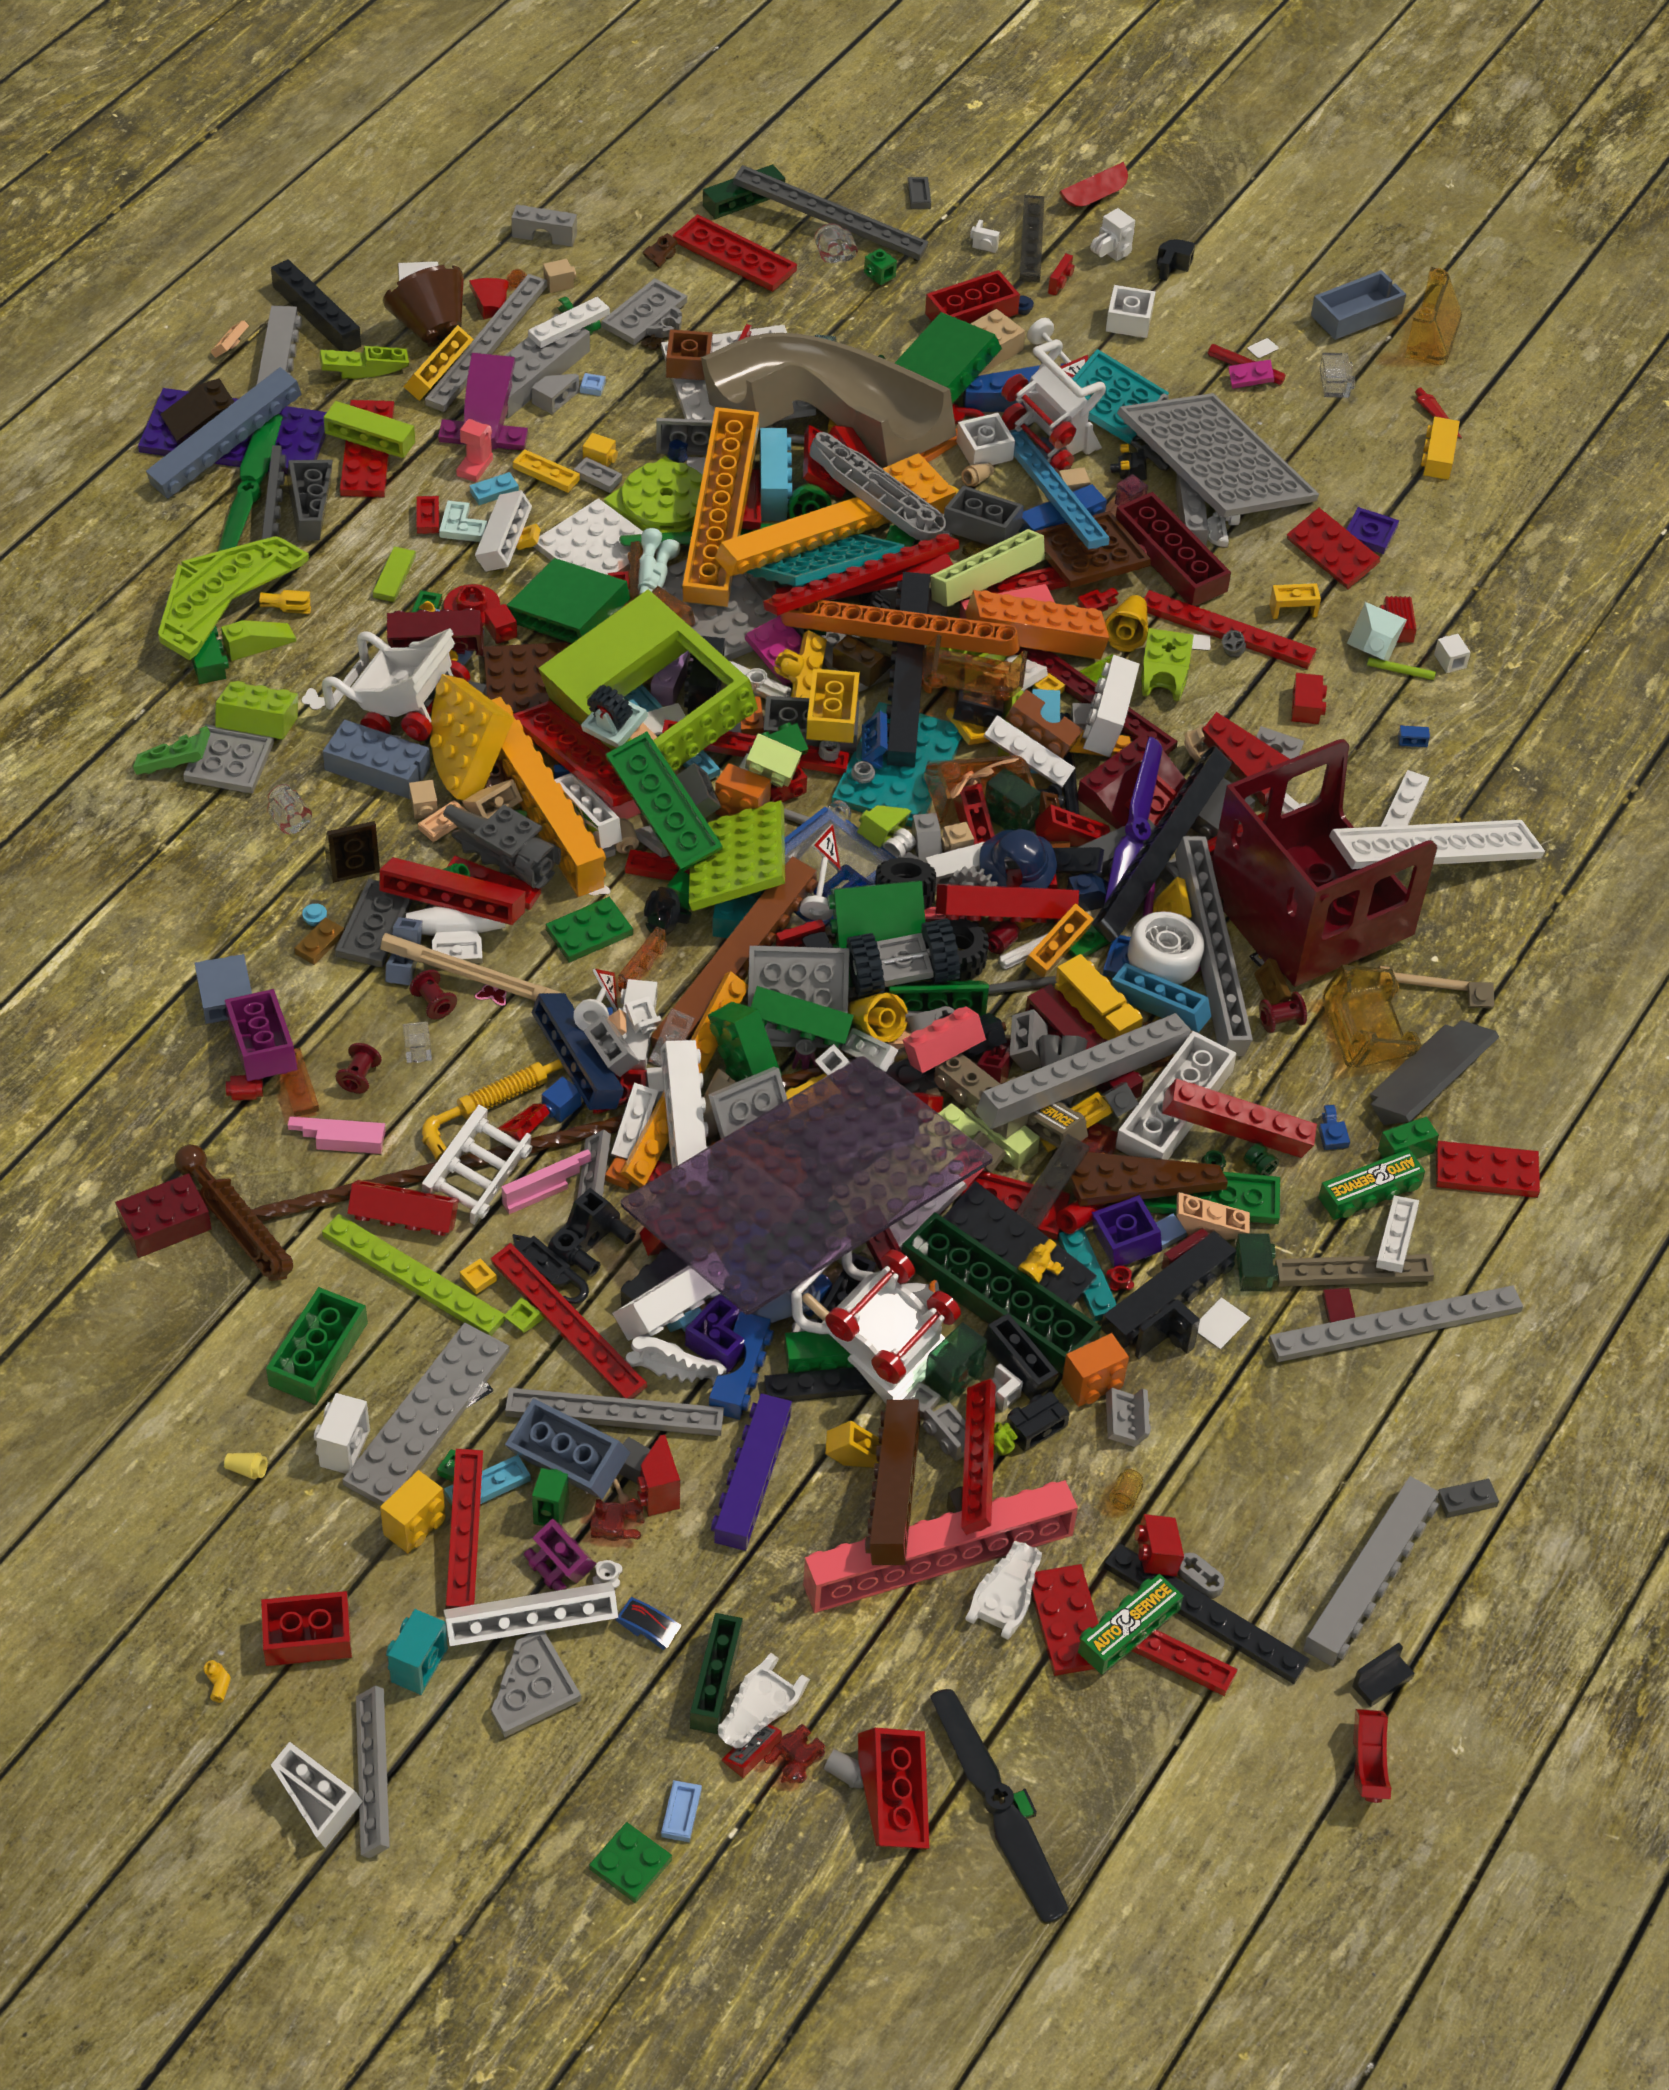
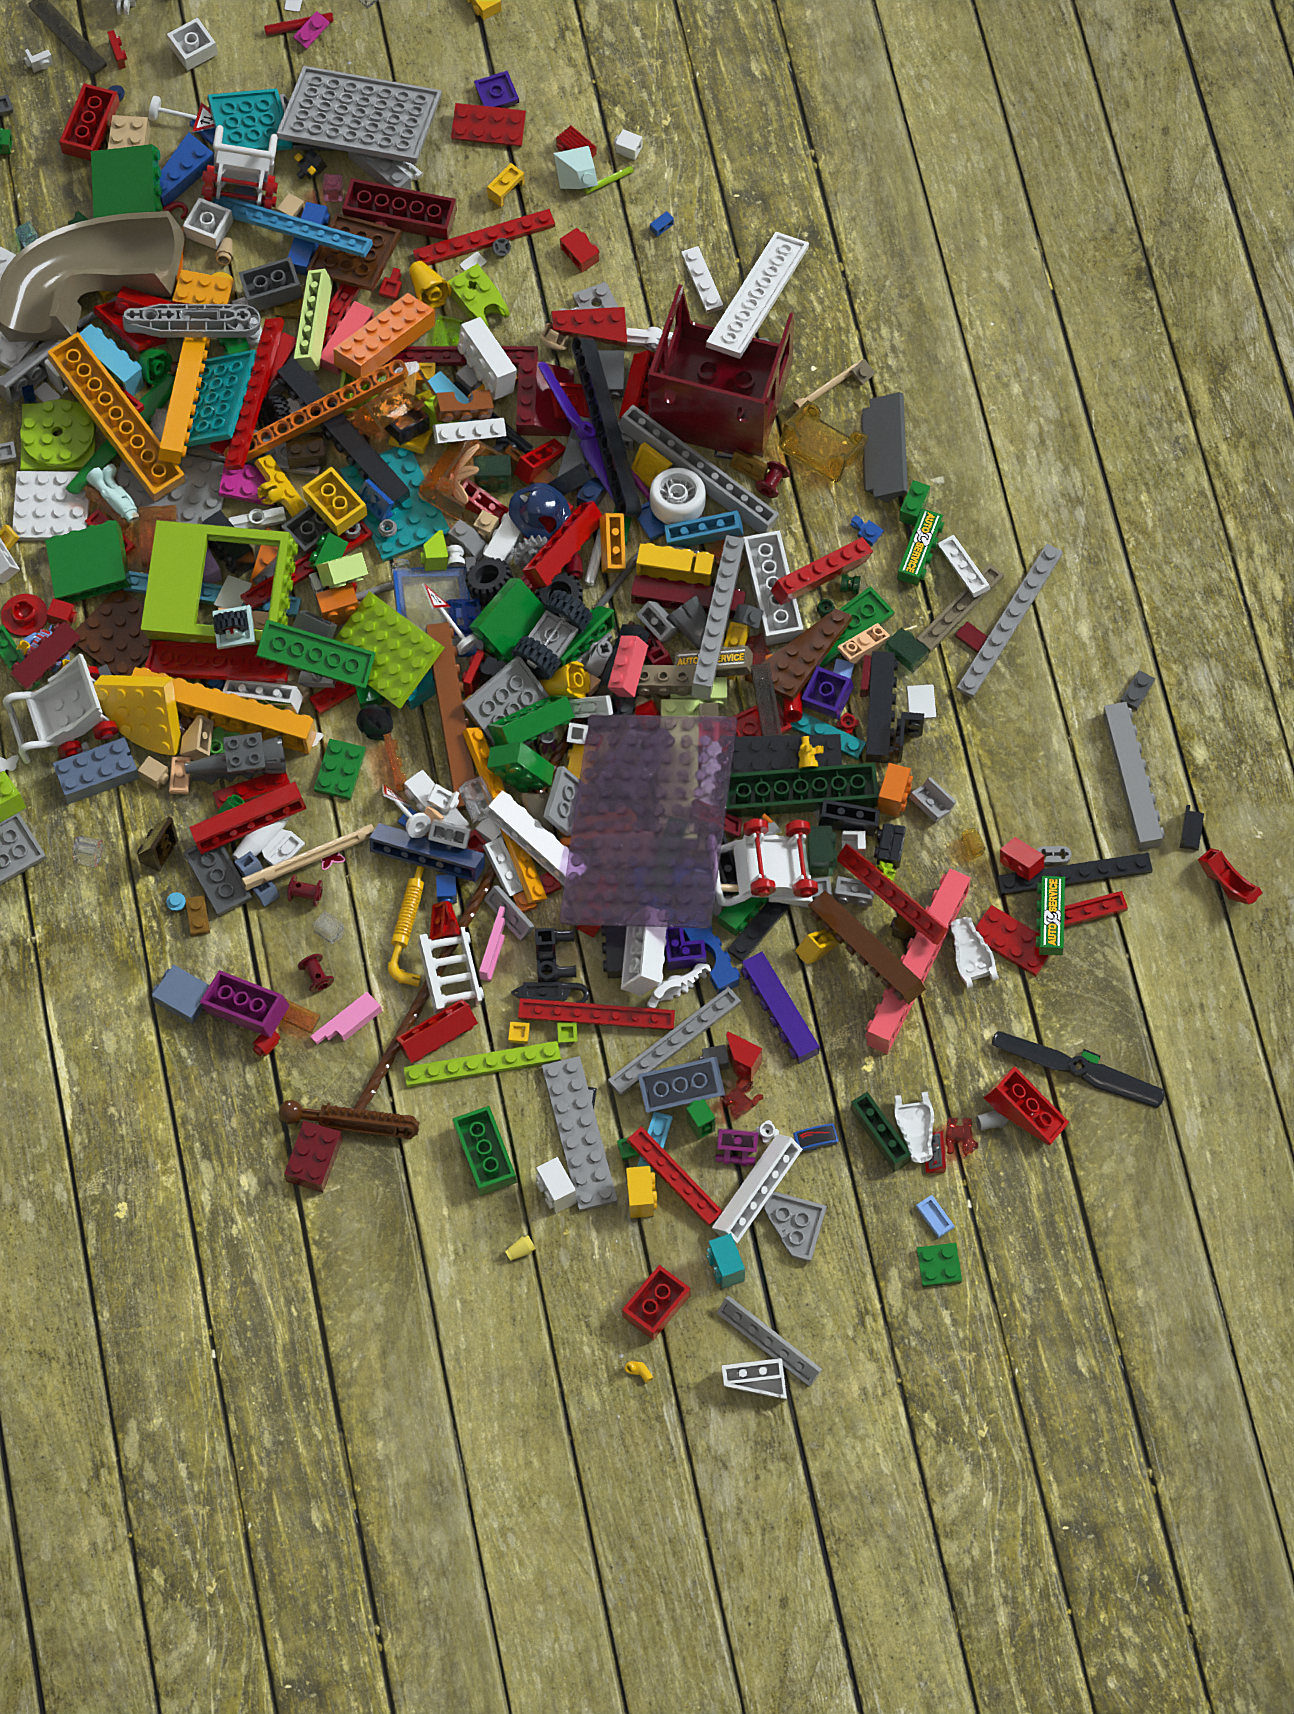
camera: 40 degrees left, 15 degrees up
(1487, 1169) = (967, 481): red plate -> none

